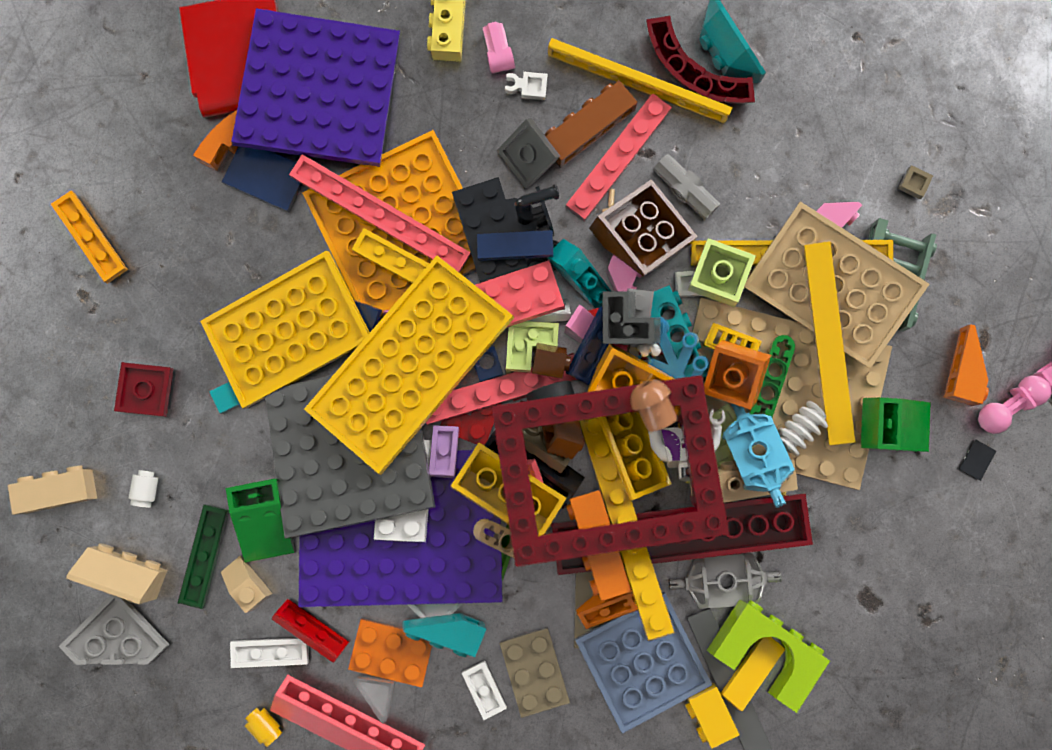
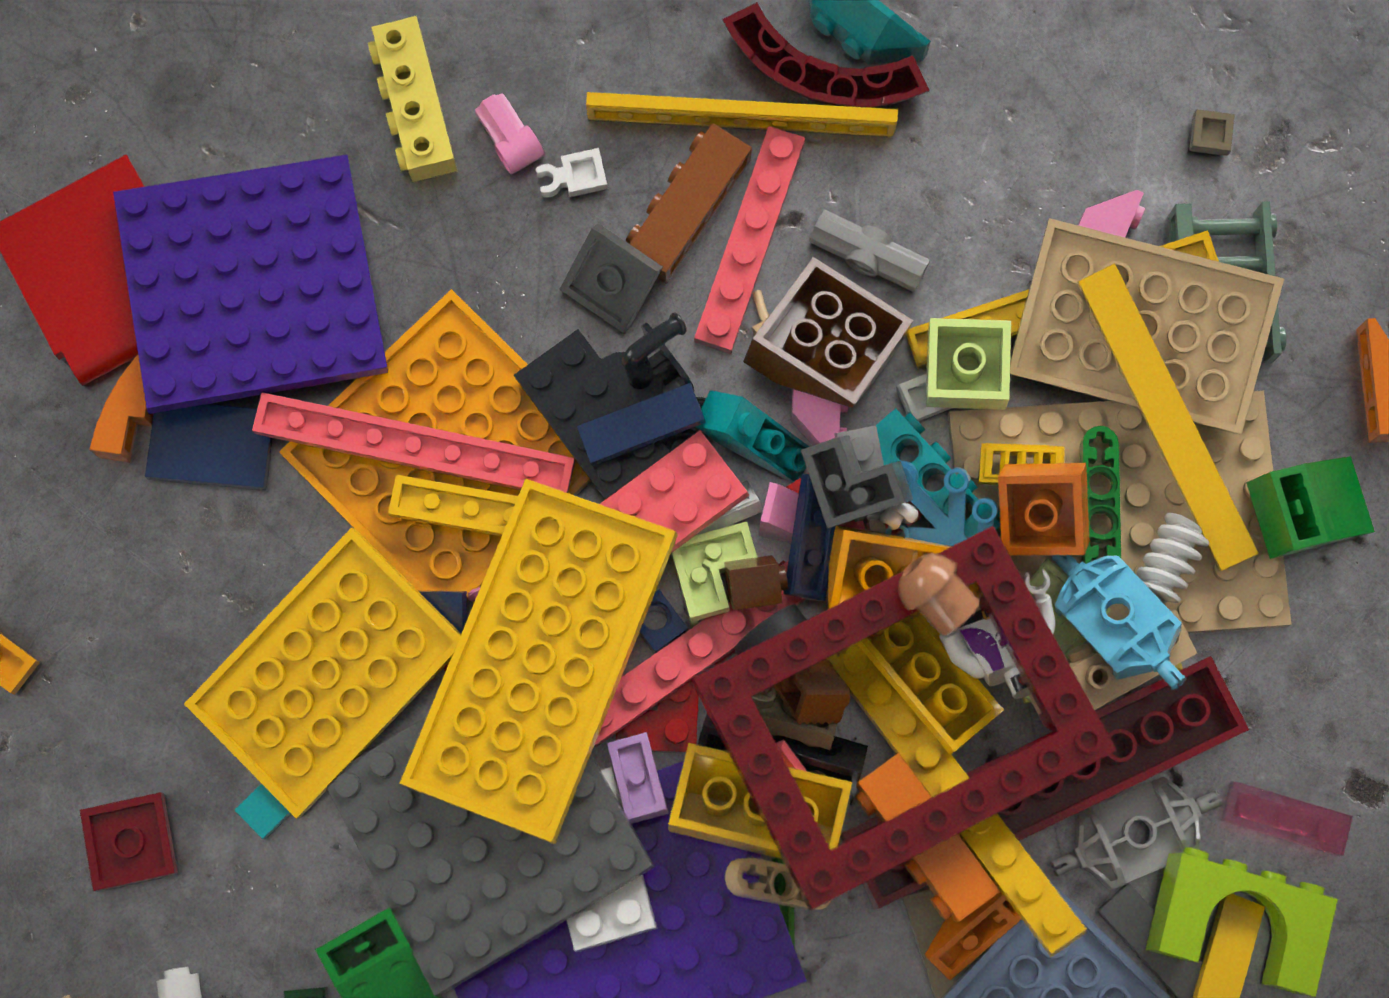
camera: 20 degrees left, 5 degrees down
(816, 602) = (1286, 818): none -> clear pink plate

